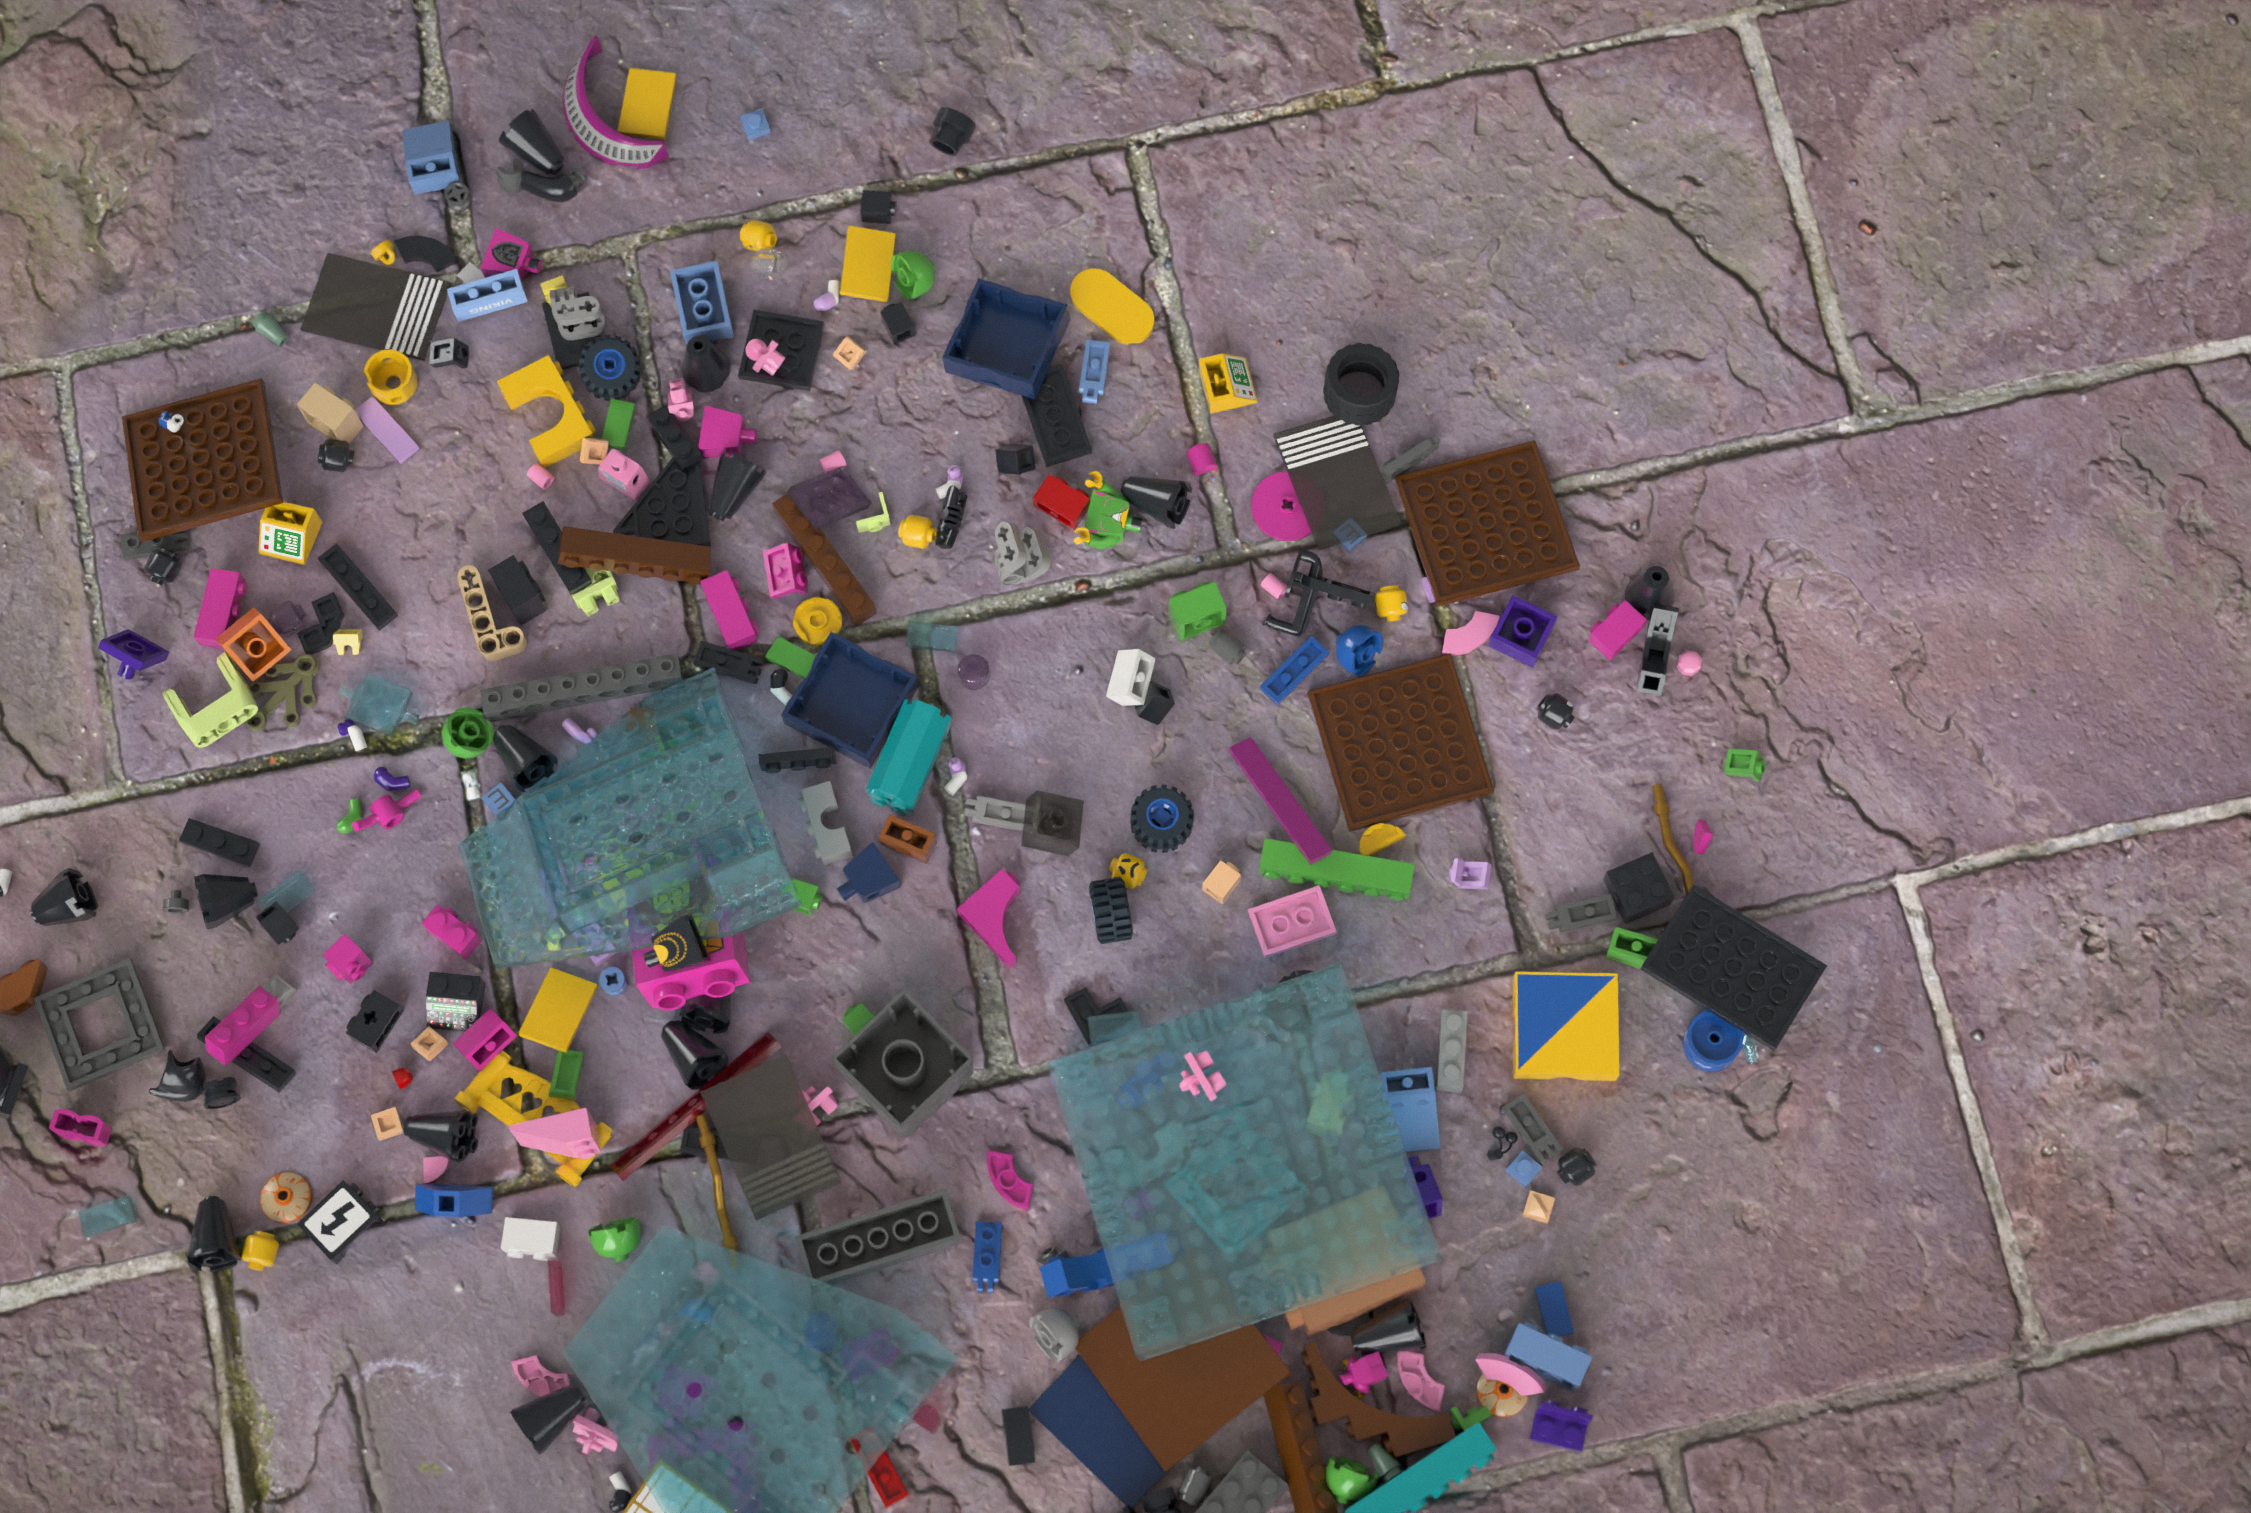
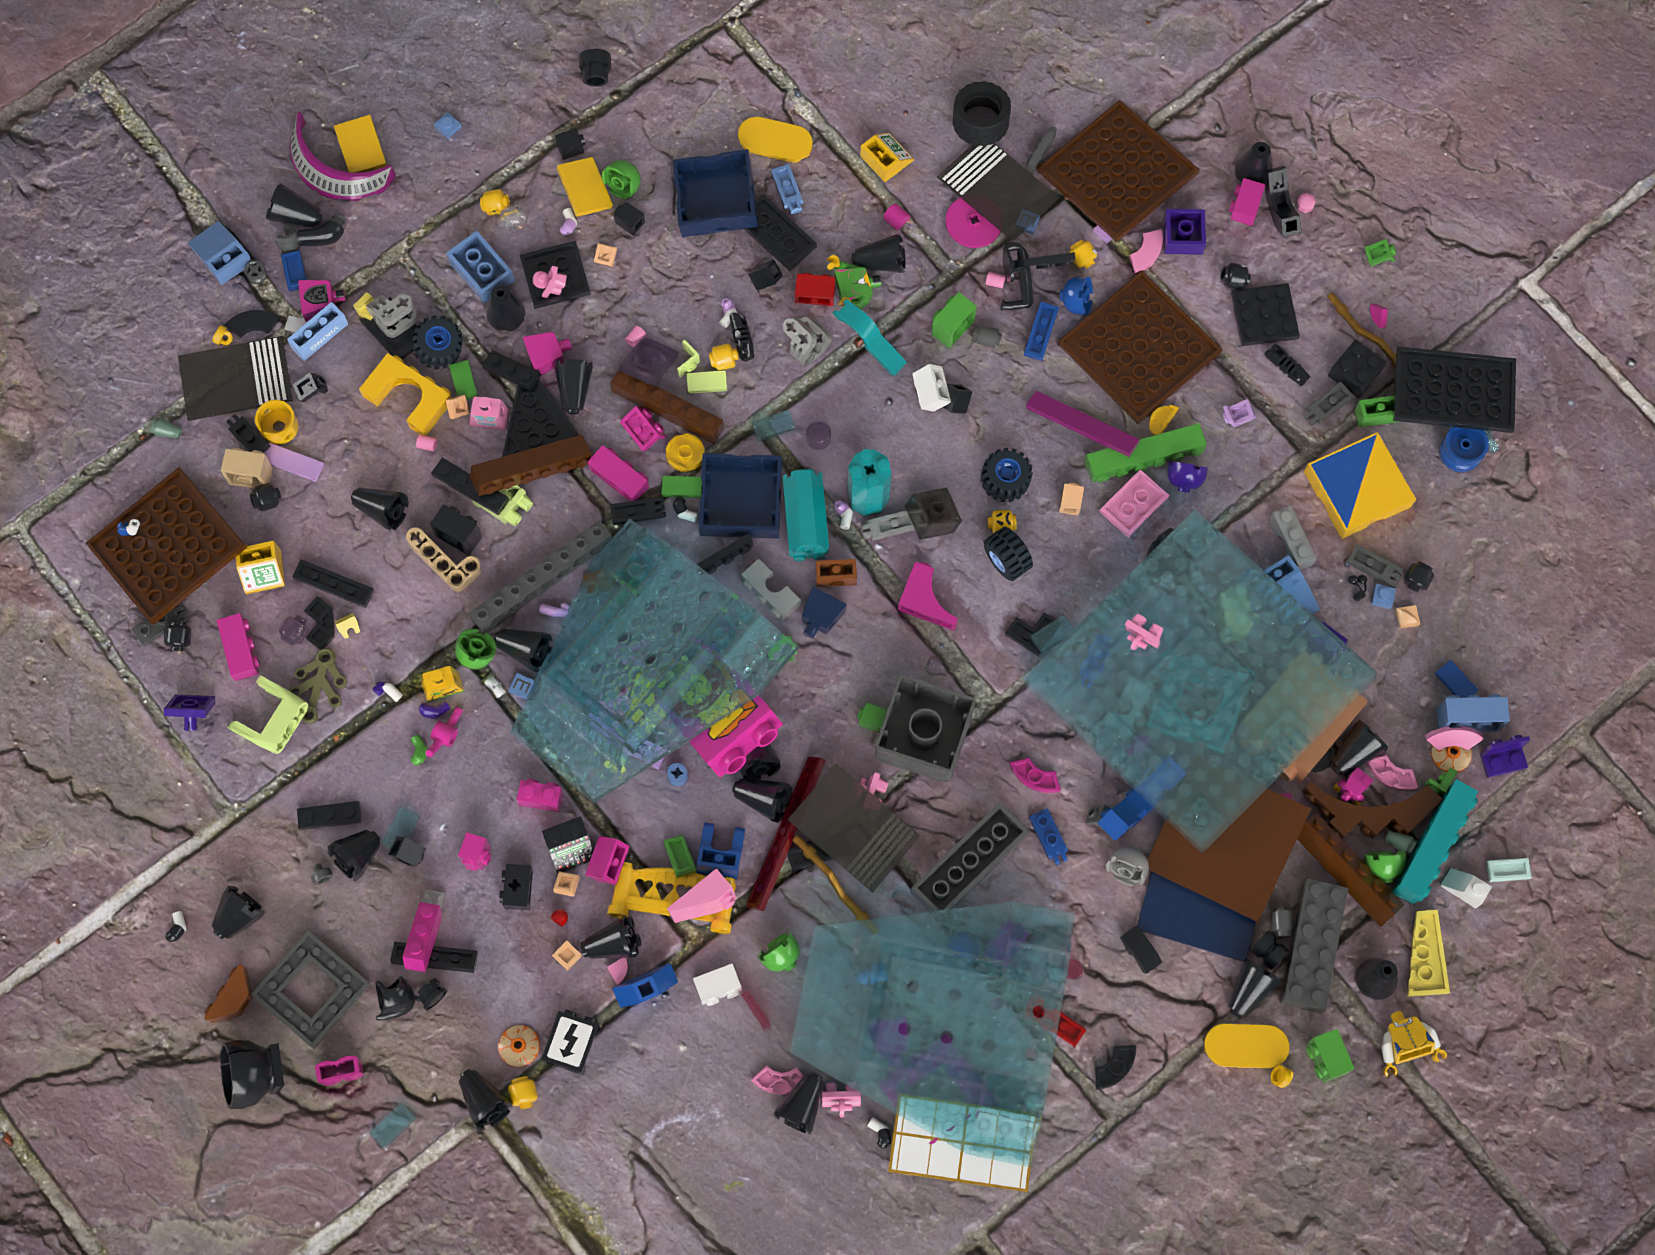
camera: 30 degrees left, 0 degrees up
(253, 644) = (279, 659): orange brick -> none
(353, 377) = (247, 435): none -> black hinge
(378, 704) = (395, 660): clear light blue plate -> none
(410, 754) = (441, 683): none -> yellow torso
(453, 525) = (381, 506): none -> black cone
(501, 211) = (293, 269): none -> blue tile
(558, 1010) = (648, 813): yellow tile -> none
(604, 1103) = (724, 861): none -> blue brick
(677, 946) = (726, 720): black torso -> none
(680, 400) = (501, 341): bright pink hips -> none
(884, 551) = (706, 382): none -> yellowish green tile
(992, 753) = (869, 482): none -> teal brick
(1091, 587) = (871, 336): none -> teal piece
(1368, 918) = (1186, 476): none -> dark purple cylinder
(1559, 844) = (1287, 364): none -> black hinge
(1567, 773) = (1265, 314): none -> black plate

